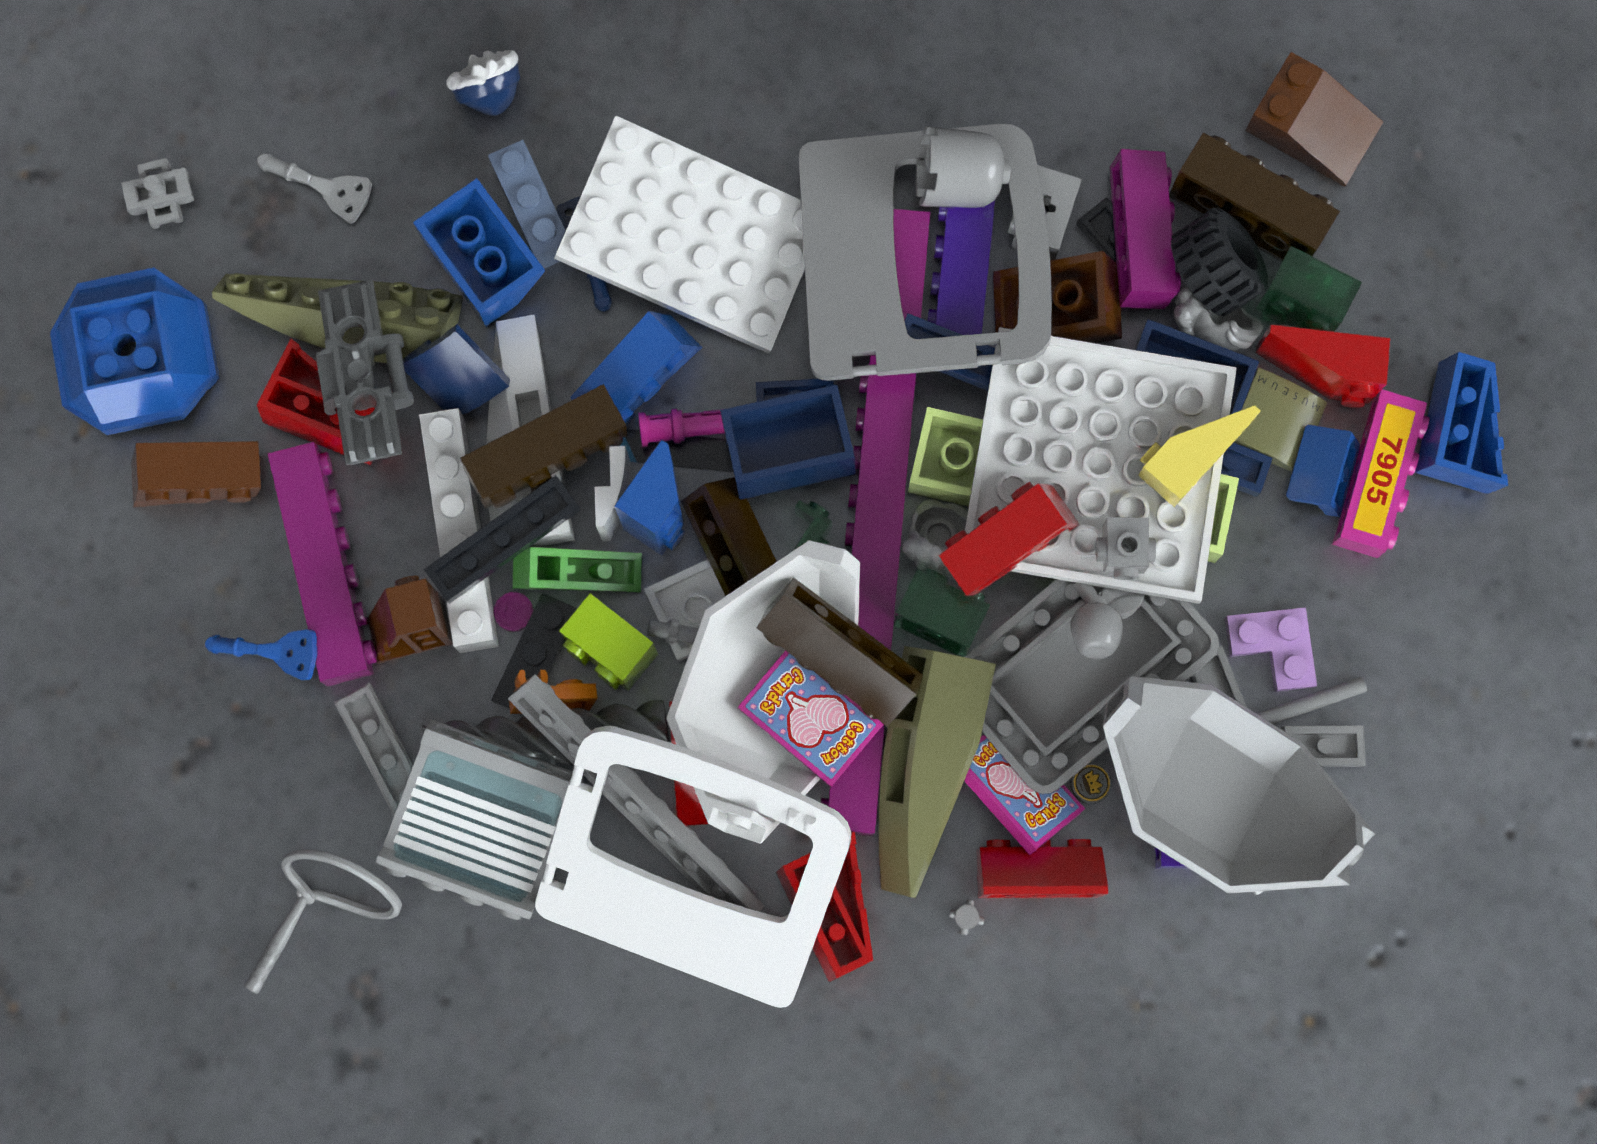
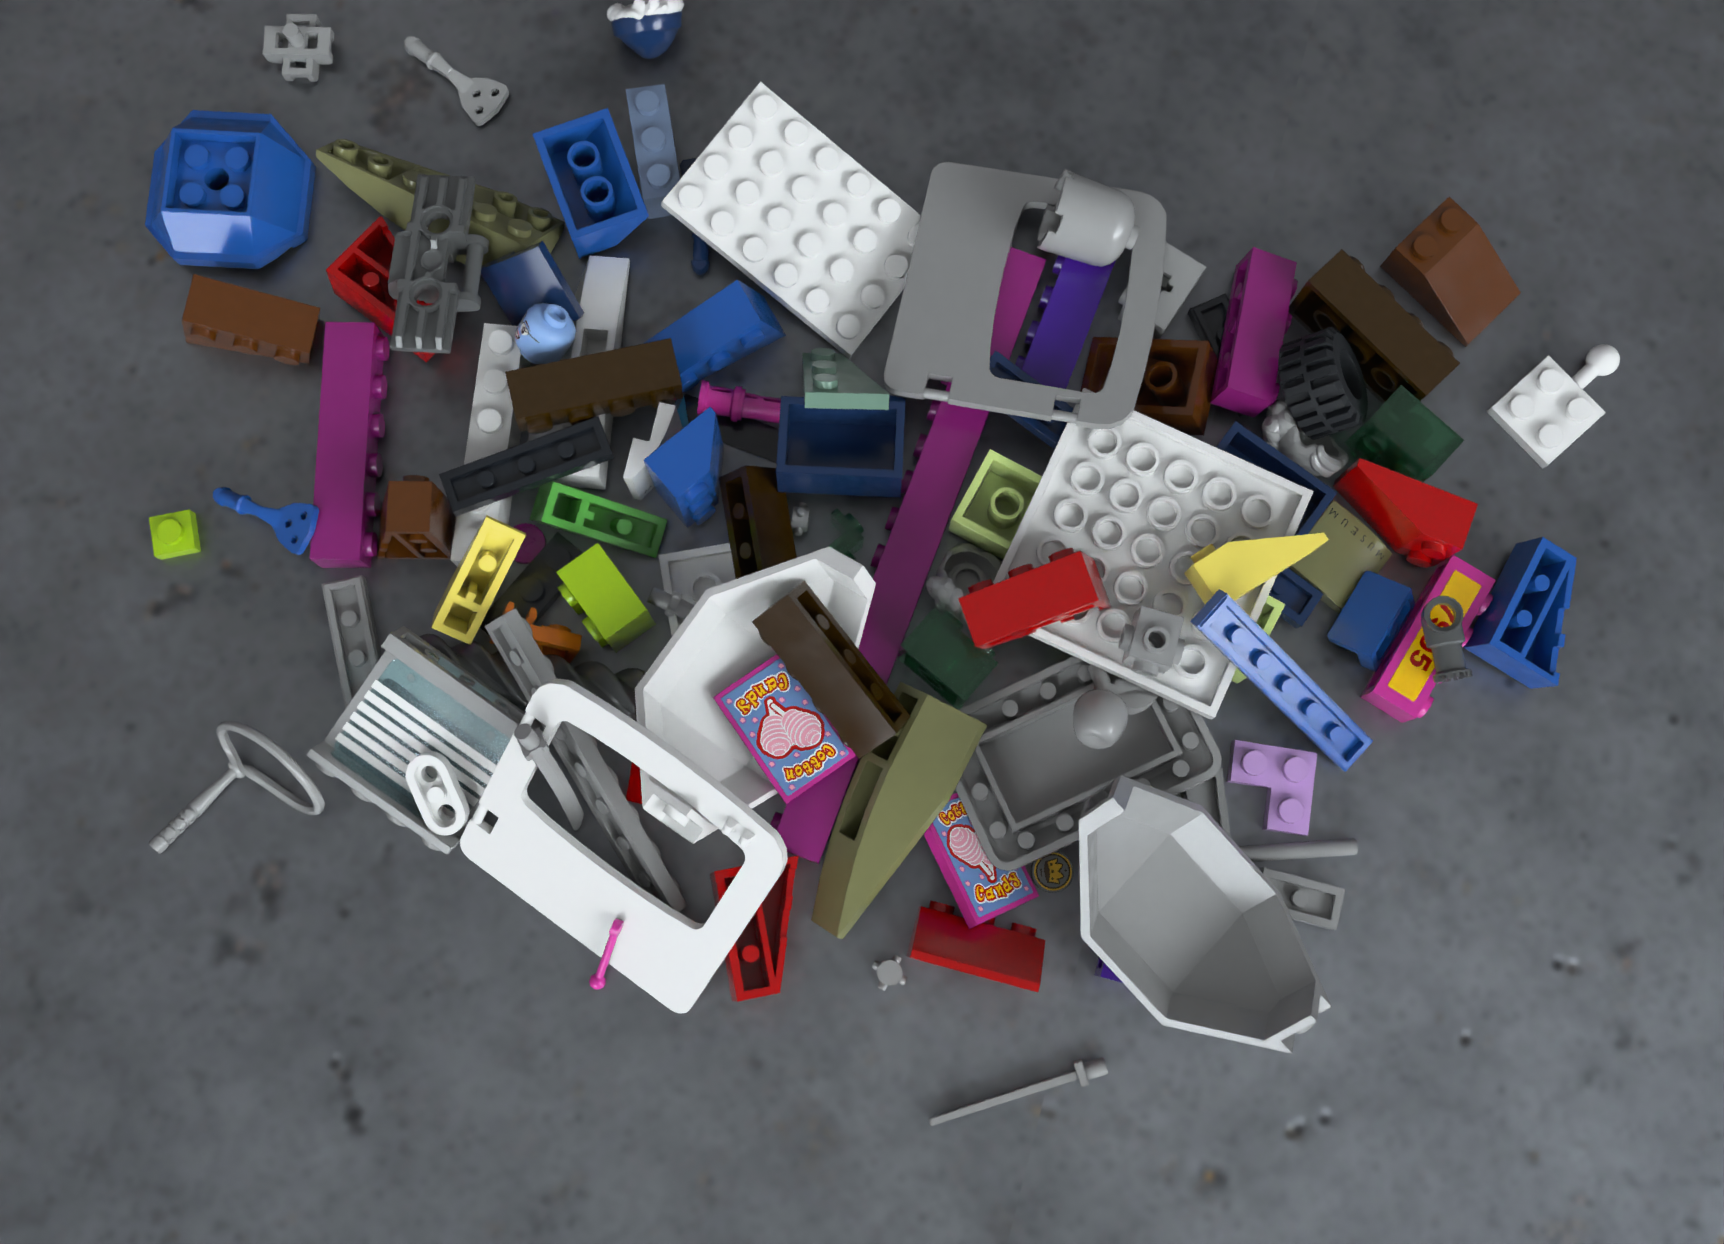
camera: 10 degrees right, 0 degrees up
(180, 692) = (174, 534): none -> lime plate
(481, 411) = (545, 333): none -> light blue head
(485, 658) = (477, 580): none -> light yellow slope
(502, 865) = (433, 793): none -> white plate
(595, 797) = (536, 748): none -> light grey sword
(699, 998) = (597, 980): none -> dark pink hinge
(766, 518) = (800, 519): none -> light grey piece
(769, 384) = (837, 383): none -> sand green wing
(1168, 958) = (1082, 1071): none -> light grey sword
(1254, 550) = (1281, 679): none -> tile
(1395, 474) = (1446, 642): none -> dark grey connector
(1438, 224) = (1550, 407): none -> white plate

